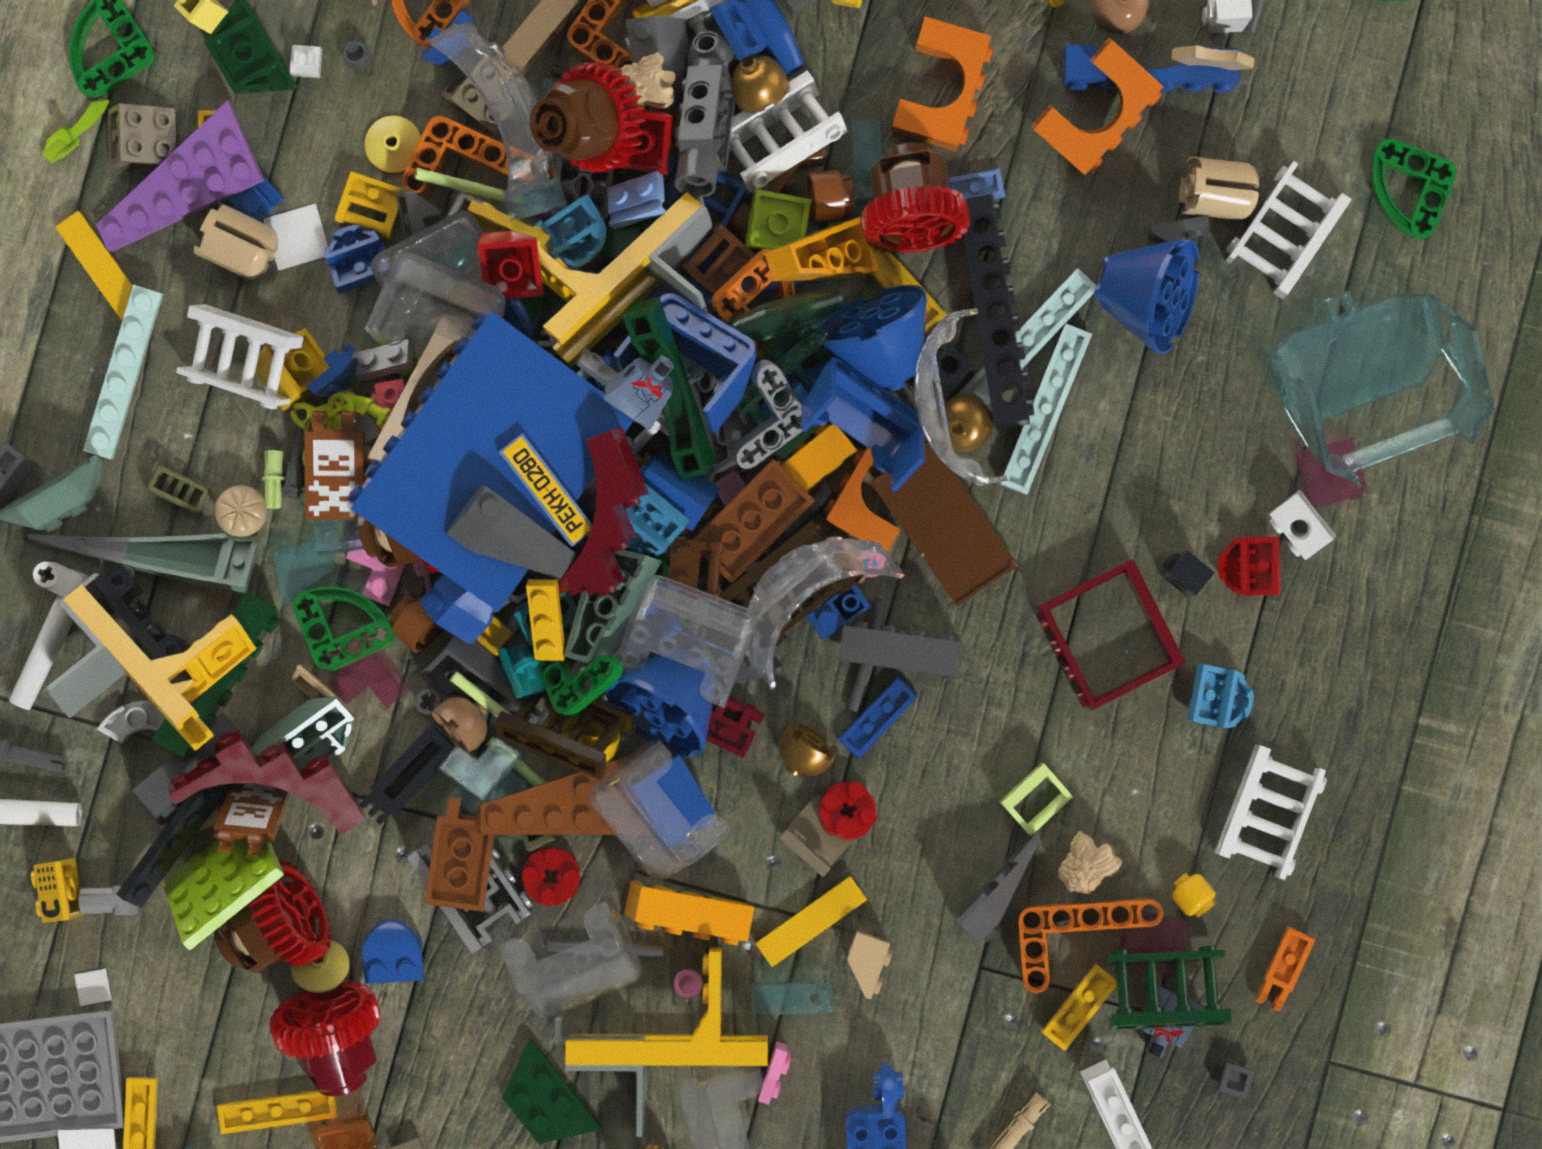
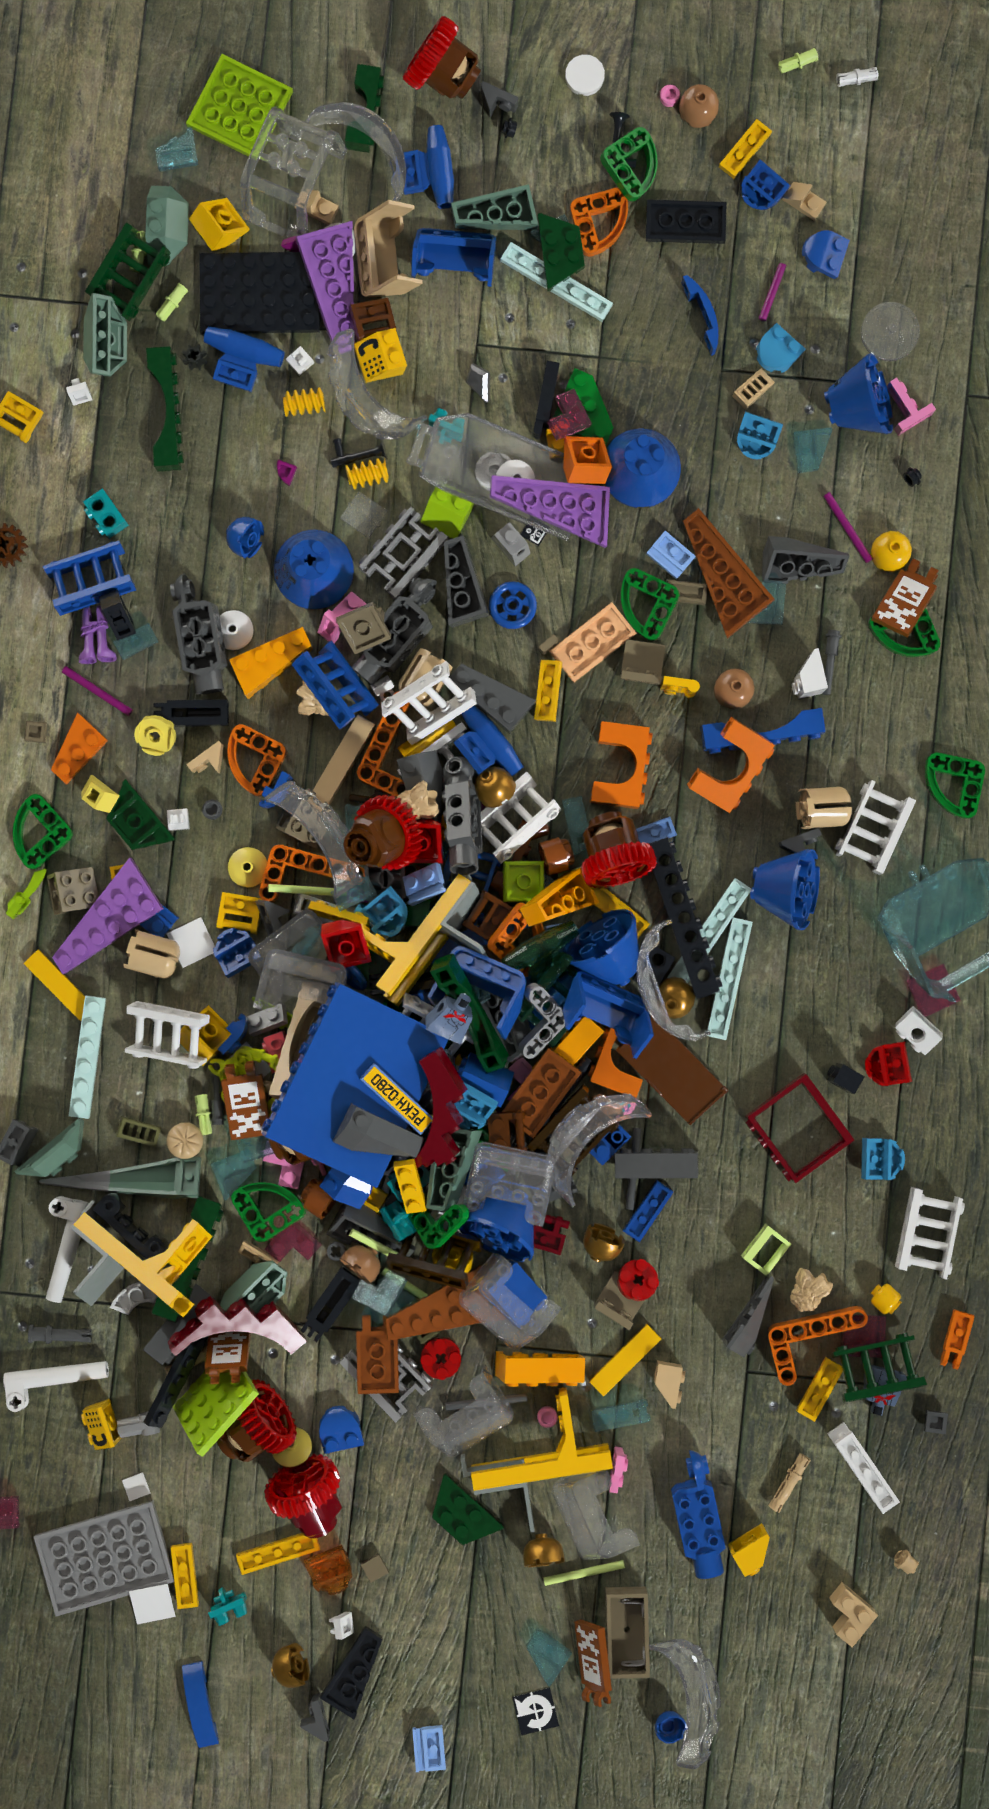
camera: 10 degrees left, 0 degrees up
(1212, 57) = (815, 719): tan tile -> none

